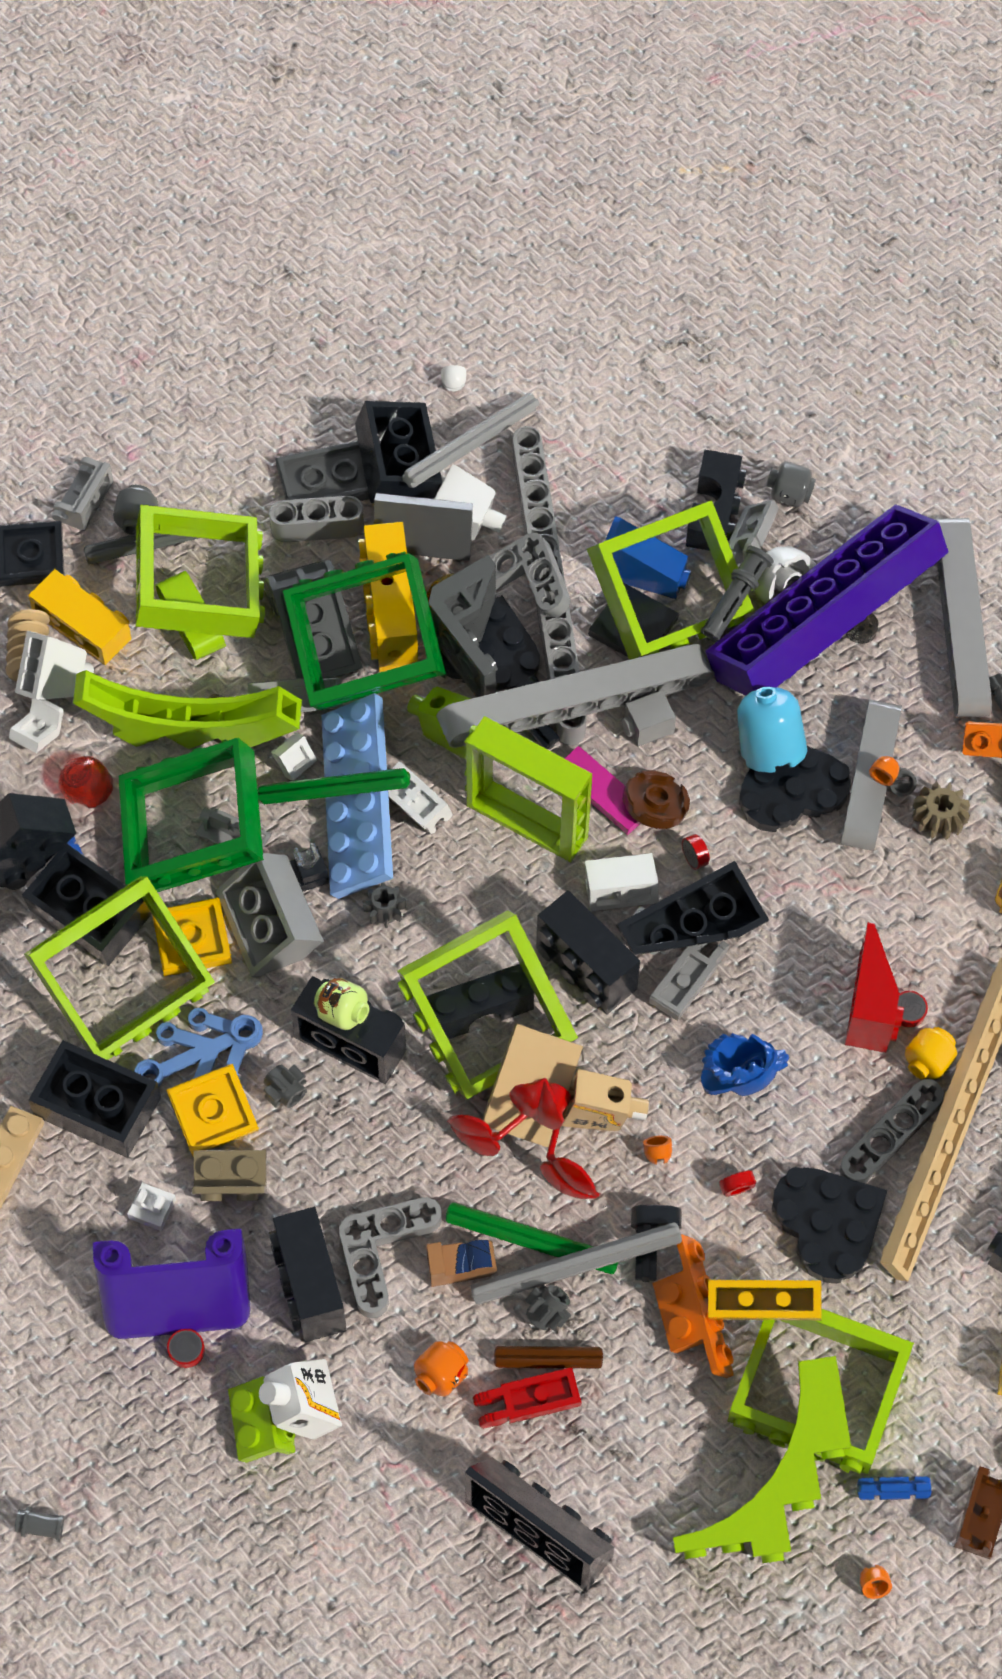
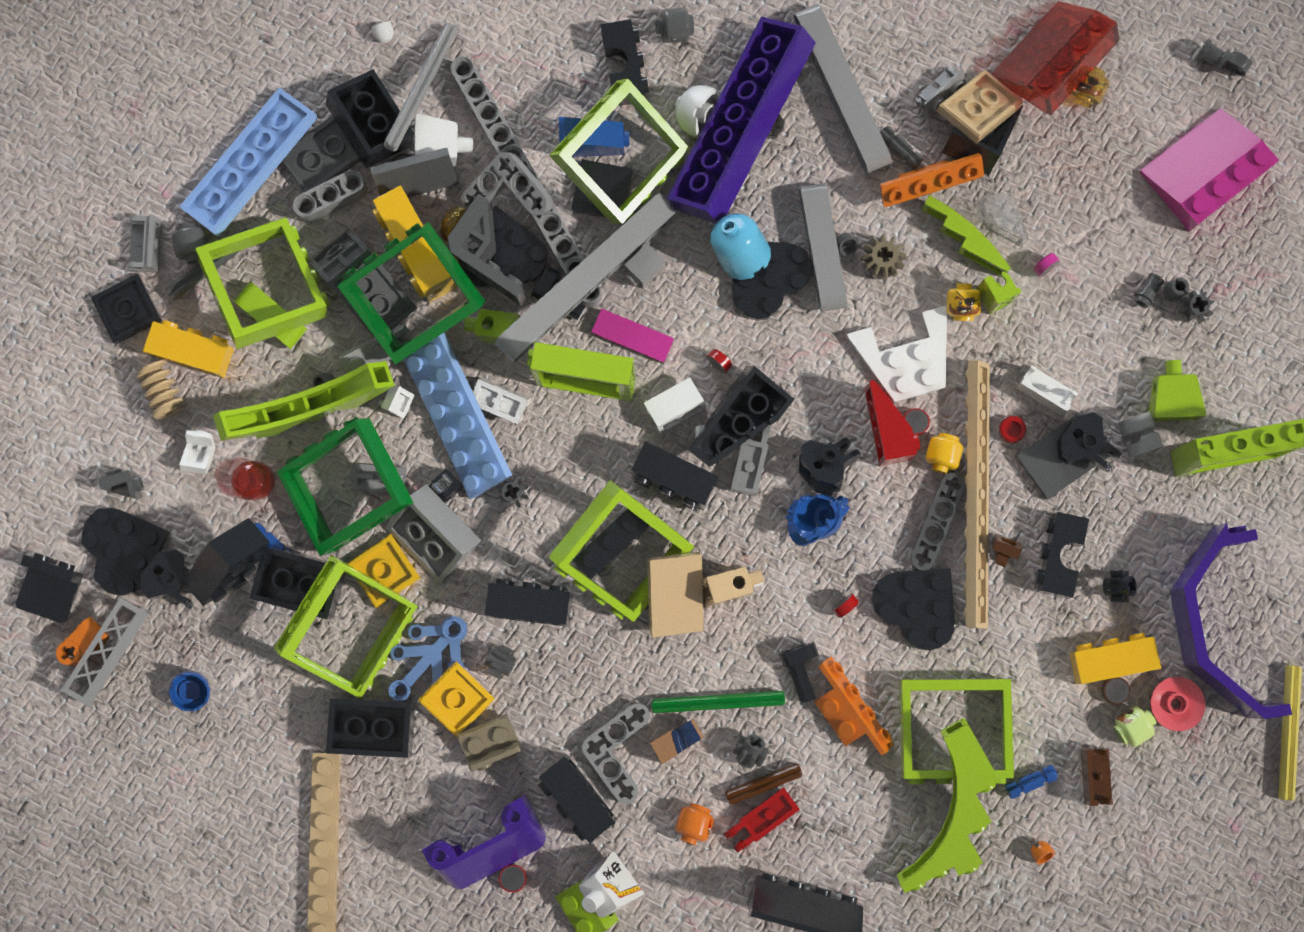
camera: 15 degrees left, 20 degrees up
(49, 667) = (188, 406): white torso -> none
(151, 1206) = (444, 785): white tile -> none
(241, 451) = (248, 162): none -> light blue plate
(334, 786) = (439, 420): green axle -> none
(341, 1003) = (521, 601): yellowish green head -> none
(545, 1105) = (695, 611): red plant -> none
(576, 1263) = (758, 712): light grey axle -> none
(656, 799) = (675, 330): reddish brown tile -> none
(658, 1148) = (777, 595): orange hinge -> none
(743, 580) = (675, 132): dark grey pin -> none
(752, 528) = (662, 81): light grey hinge -> none
(765, 1300) = (902, 696): yellow brick -> none
(780, 1009) = (825, 465): none -> black hinge
(885, 770) = (835, 246): orange hinge -> none
(924, 946) = (909, 368): none -> white wing
(965, 1193) = (1005, 547): none -> reddish brown tile

